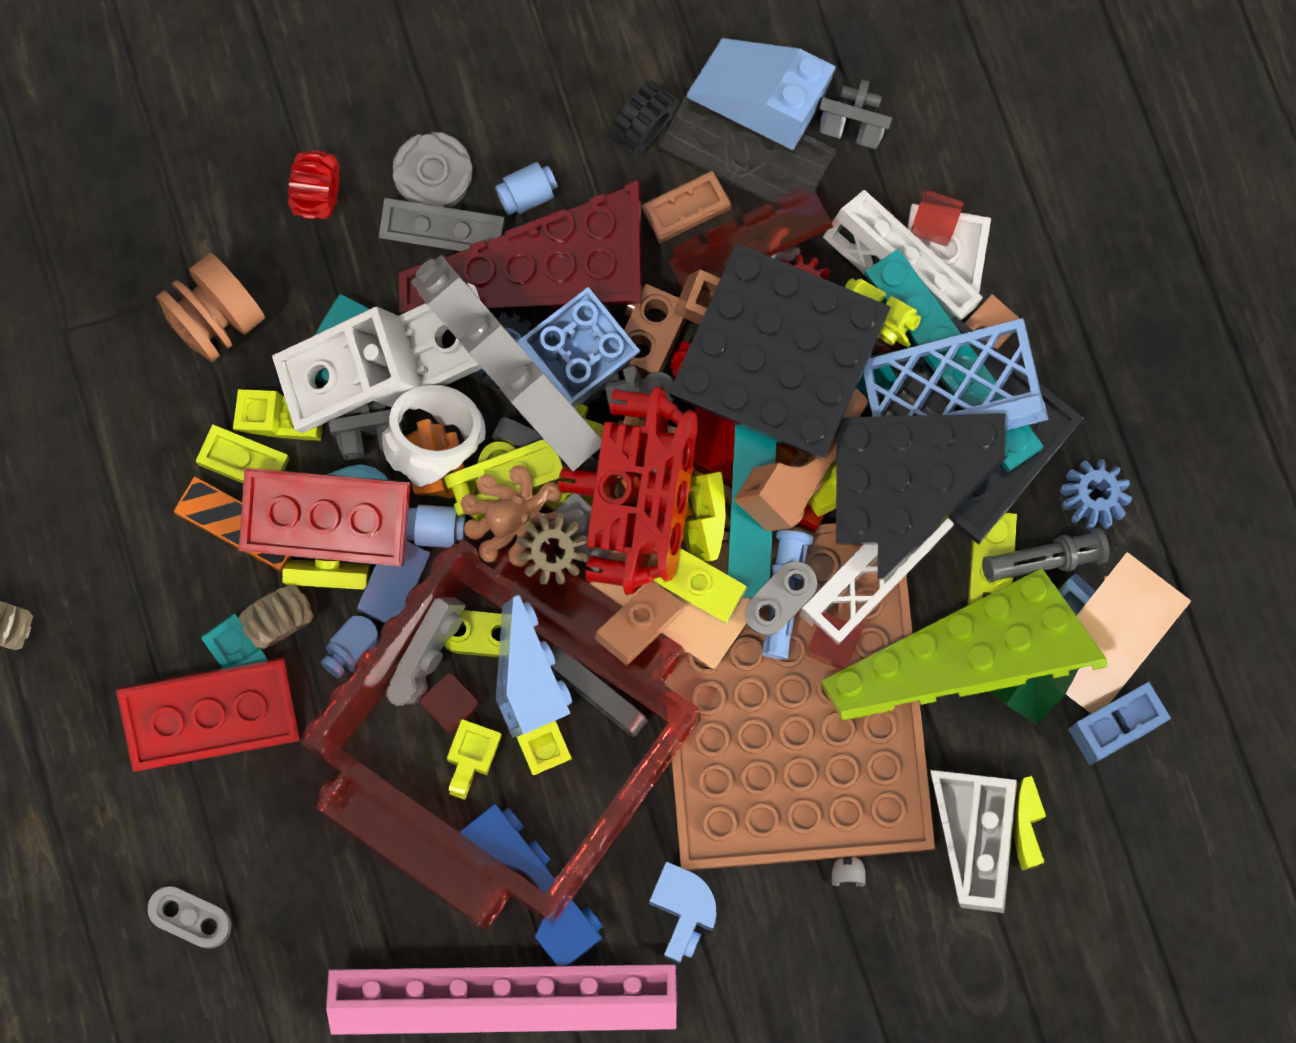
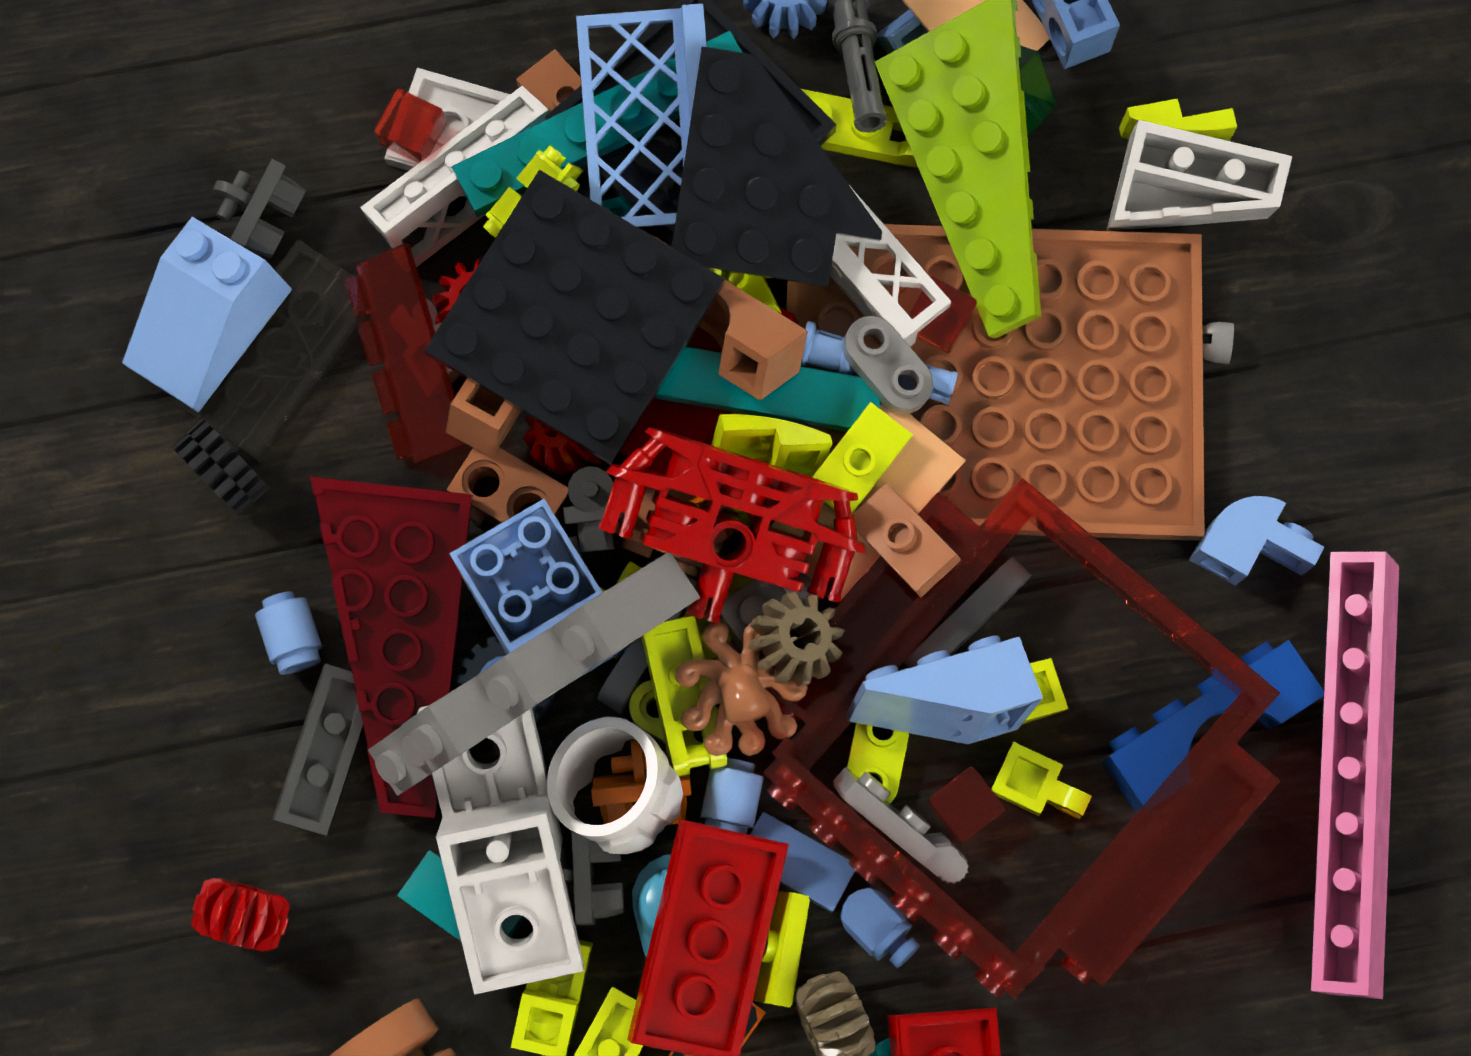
camera: 80 degrees left, 0 degrees up
(432, 170) = (241, 756): light grey tile -> none
(686, 207) = (345, 431): nougat plate -> none

